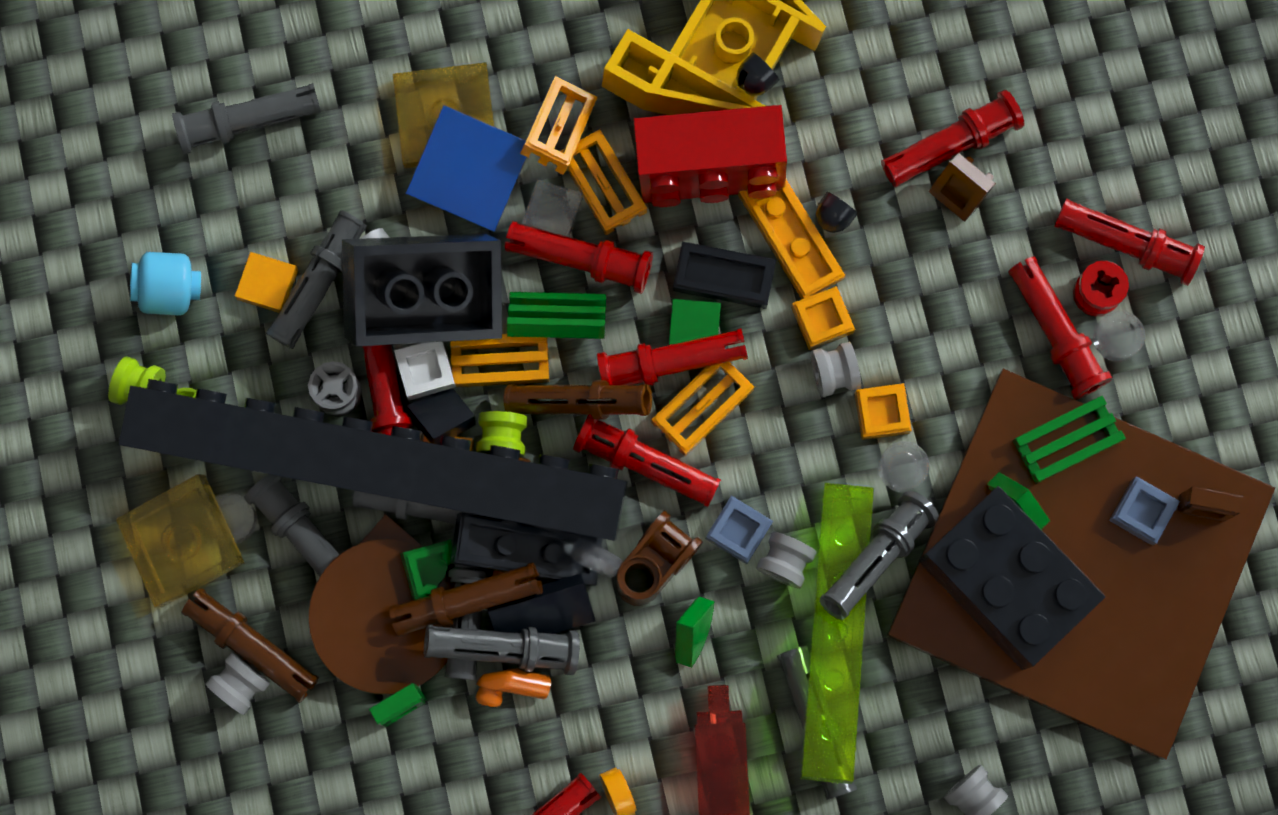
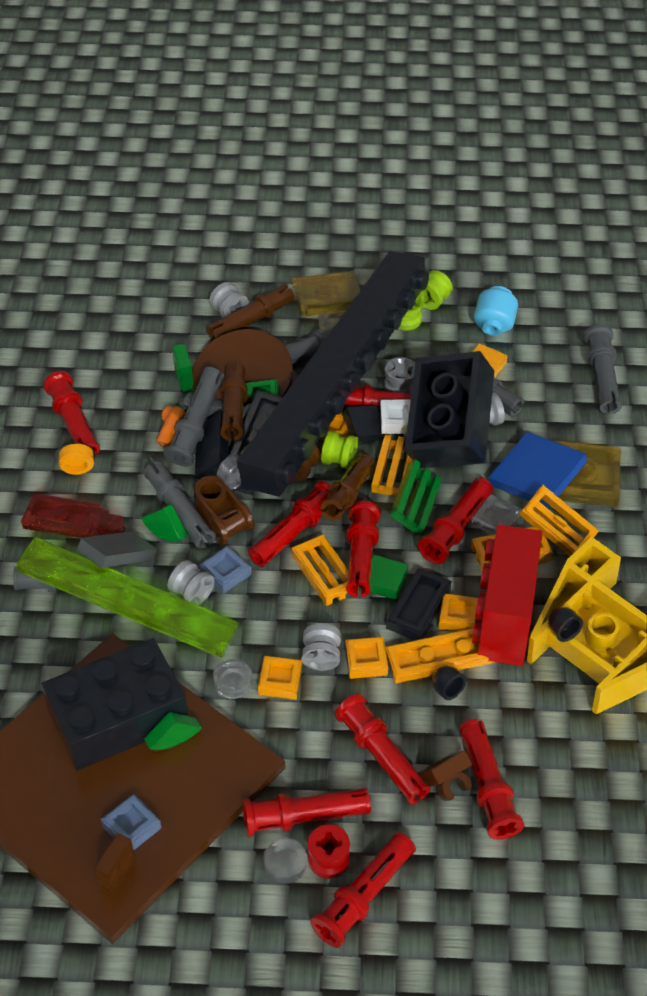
camera: 105 degrees right, 30 degrees down
(653, 624) = (172, 492): none -> dark grey pin
(723, 223) = (457, 613): none -> light orange tile
(769, 670) = (116, 549): none -> dark grey tile
(891, 540) = (174, 646): dark grey pin -> none
(938, 280) = (371, 735): none -> red pin
(1105, 421) = (205, 756): green tile -> none

